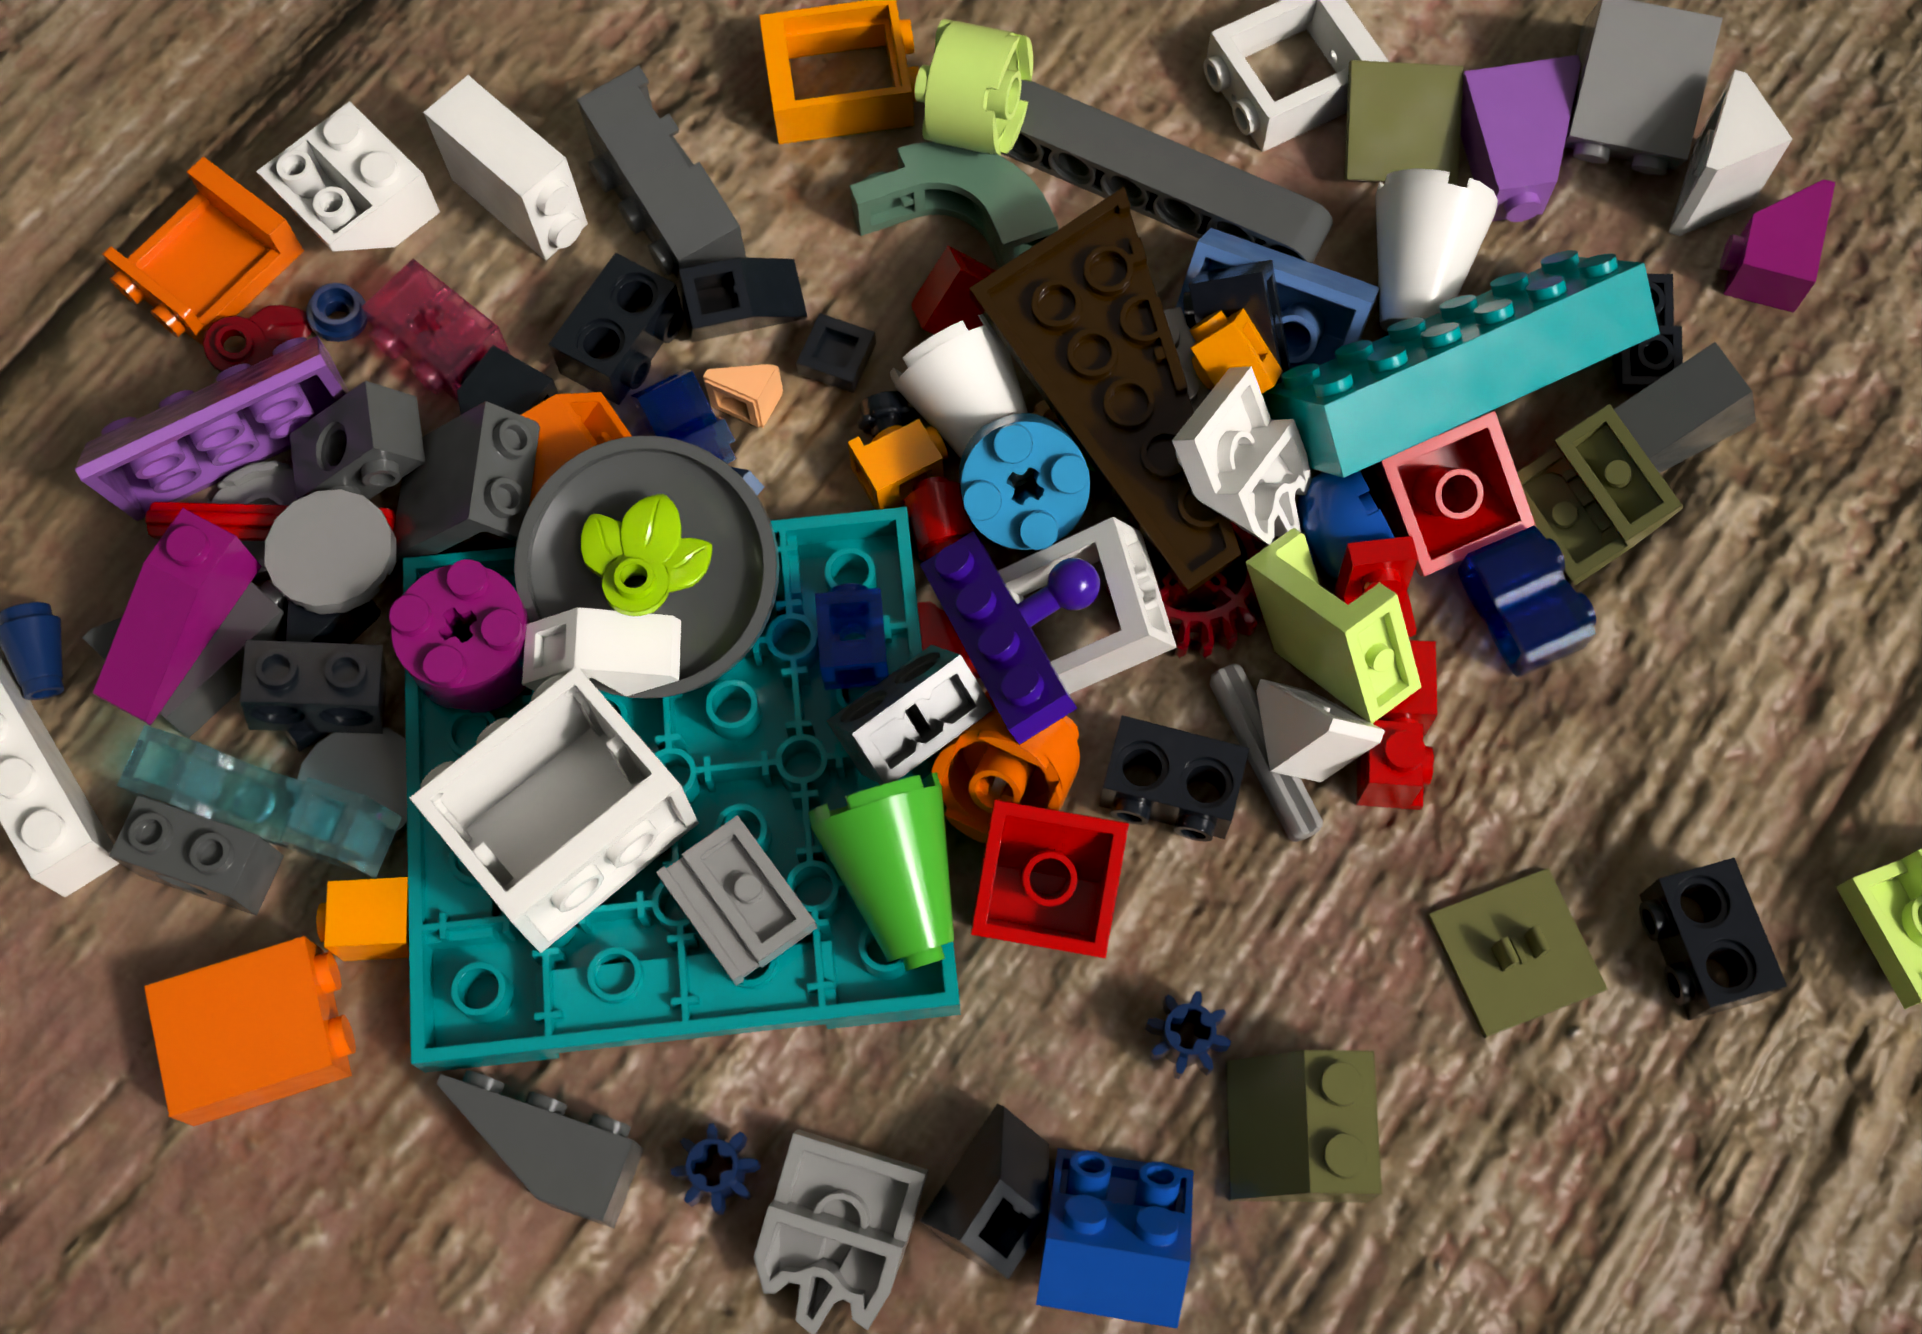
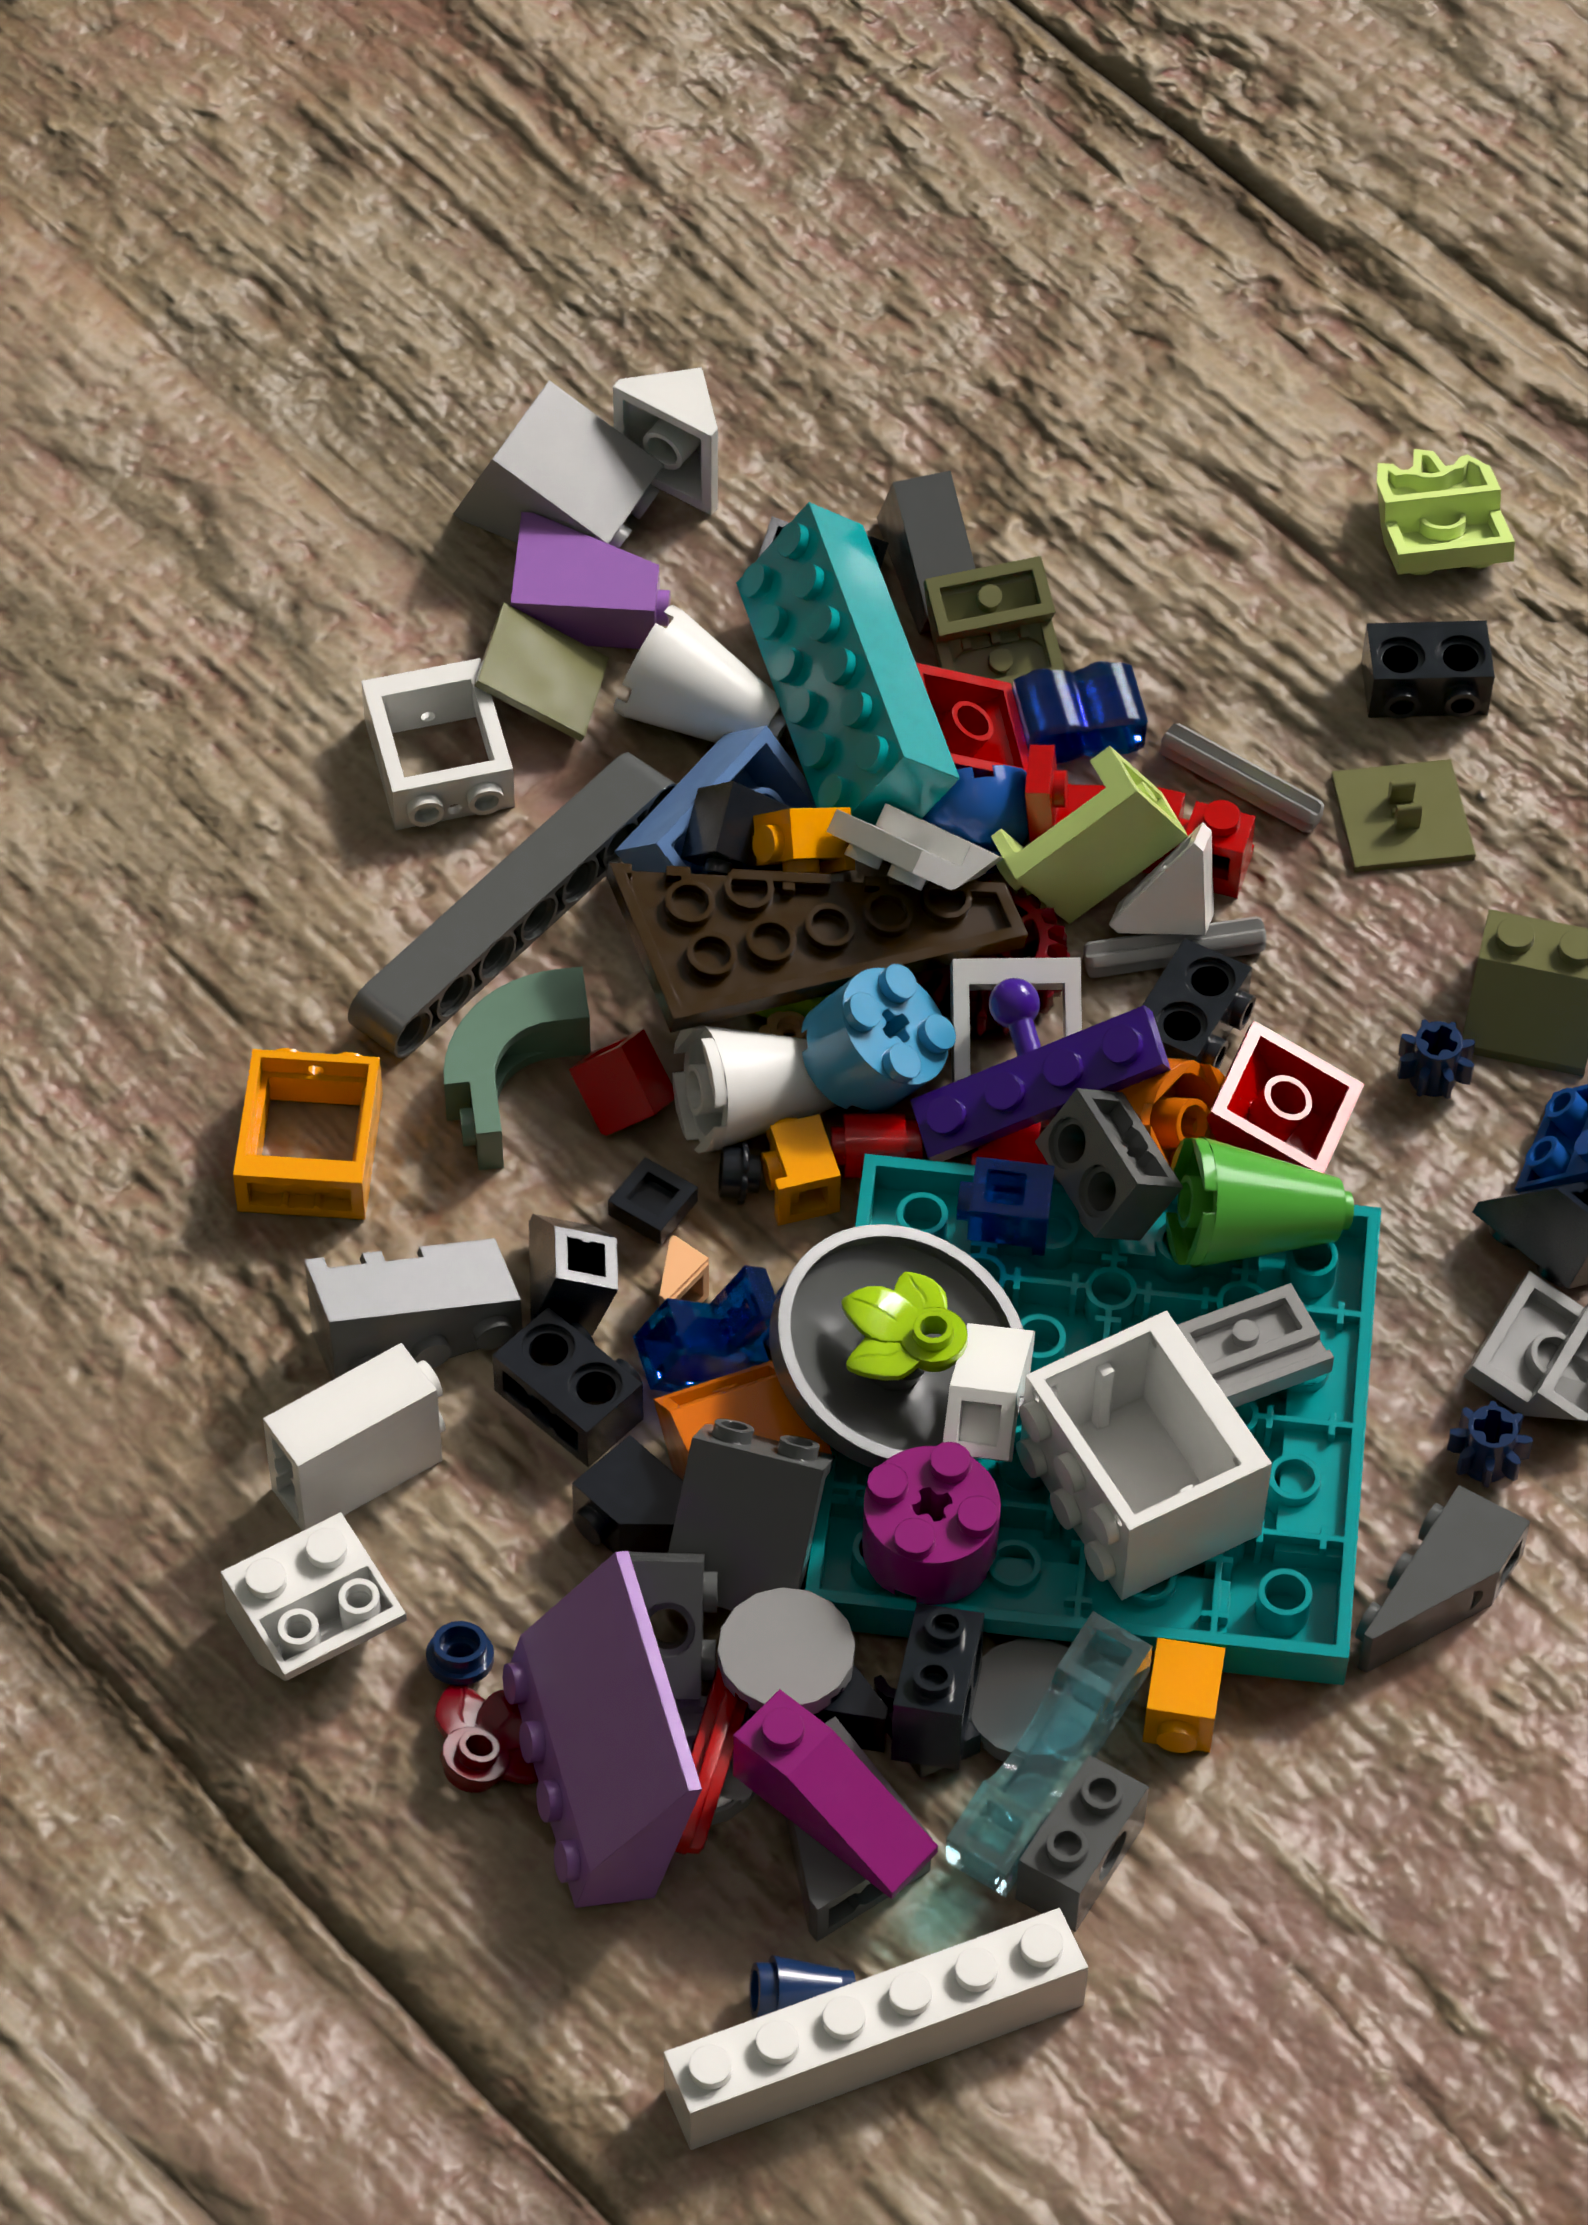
camera: 80 degrees left, 15 degrees down
(207, 256) = (341, 1776): orange panel -> none
(249, 1031) = (1277, 1819): orange brick -> none
(430, 328) = (520, 1555): clear pink brick -> none
(975, 87) = (427, 978): yellowish green brick -> none
(1503, 778) = (1242, 778): none -> light grey axle
(1779, 250) = (771, 430): magenta slope -> none

